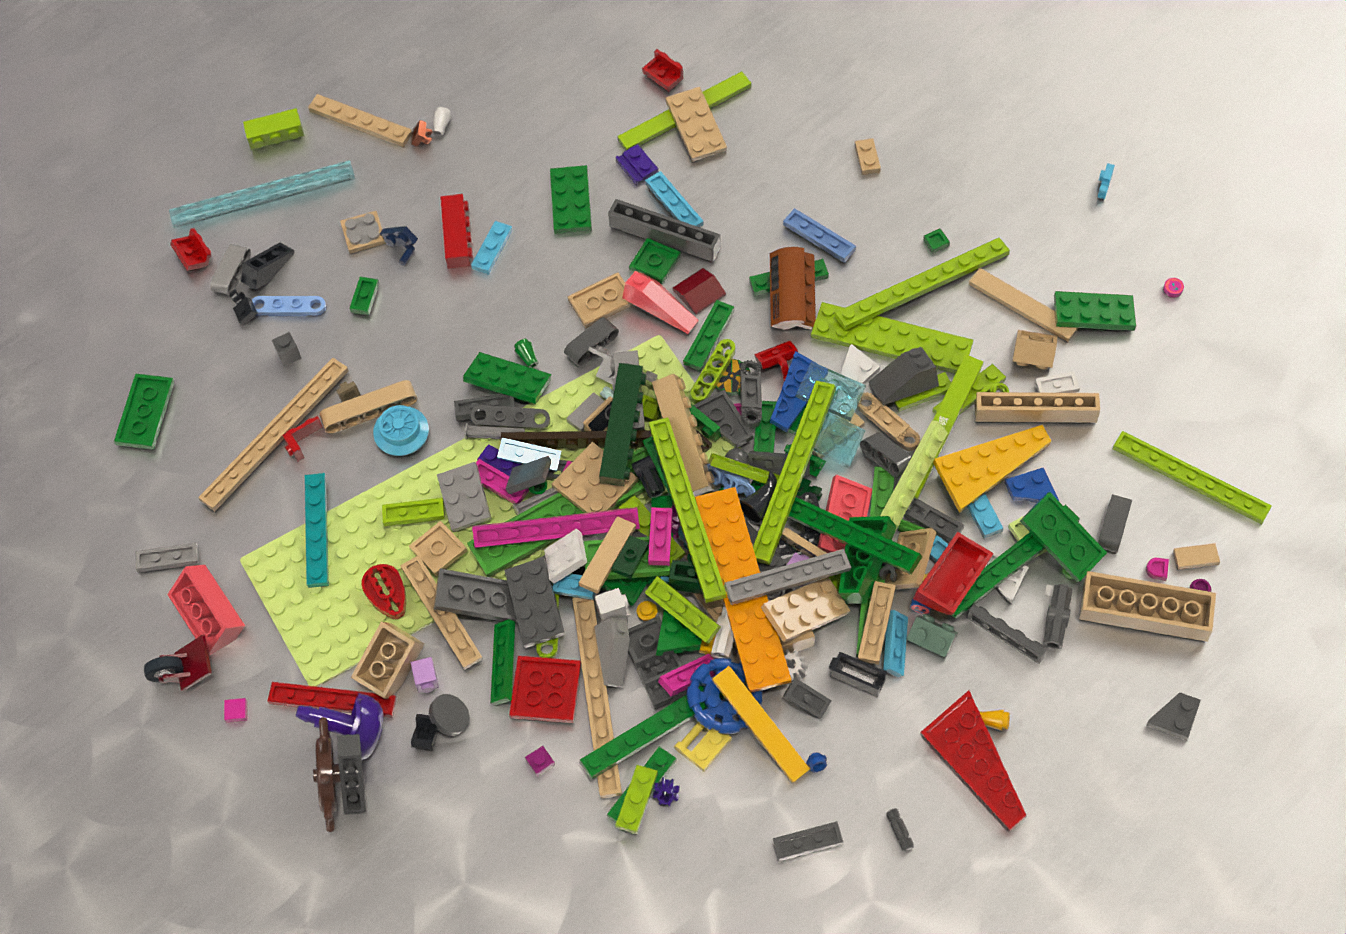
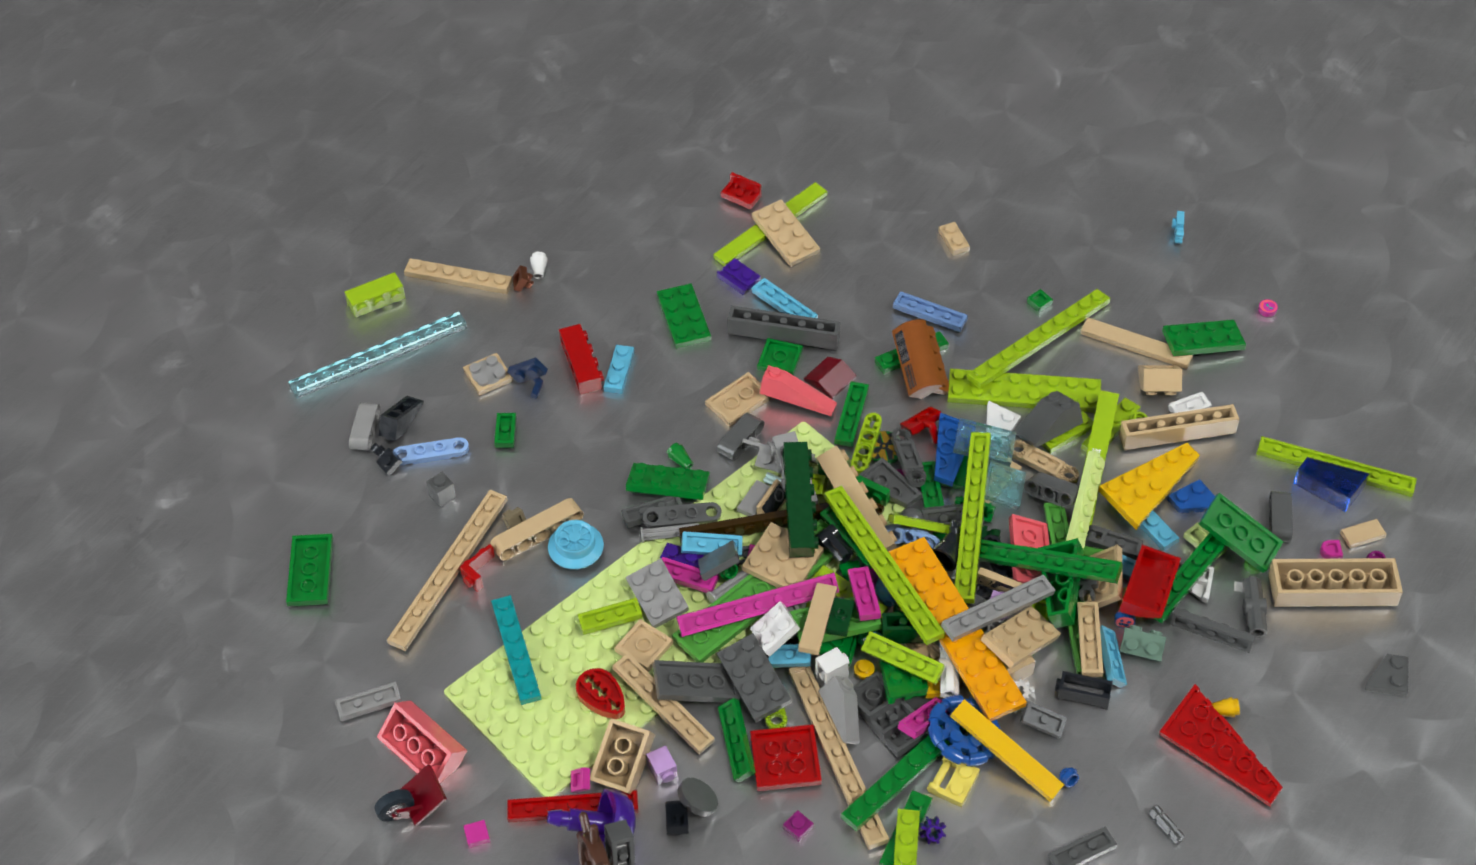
camera: 15 degrees left, 10 degrees down
(192, 250) = (321, 415): red bracket -> none
(343, 675) = (580, 780): none -> dark pink tile
(1179, 495) = (1331, 482): none -> clear blue wedge

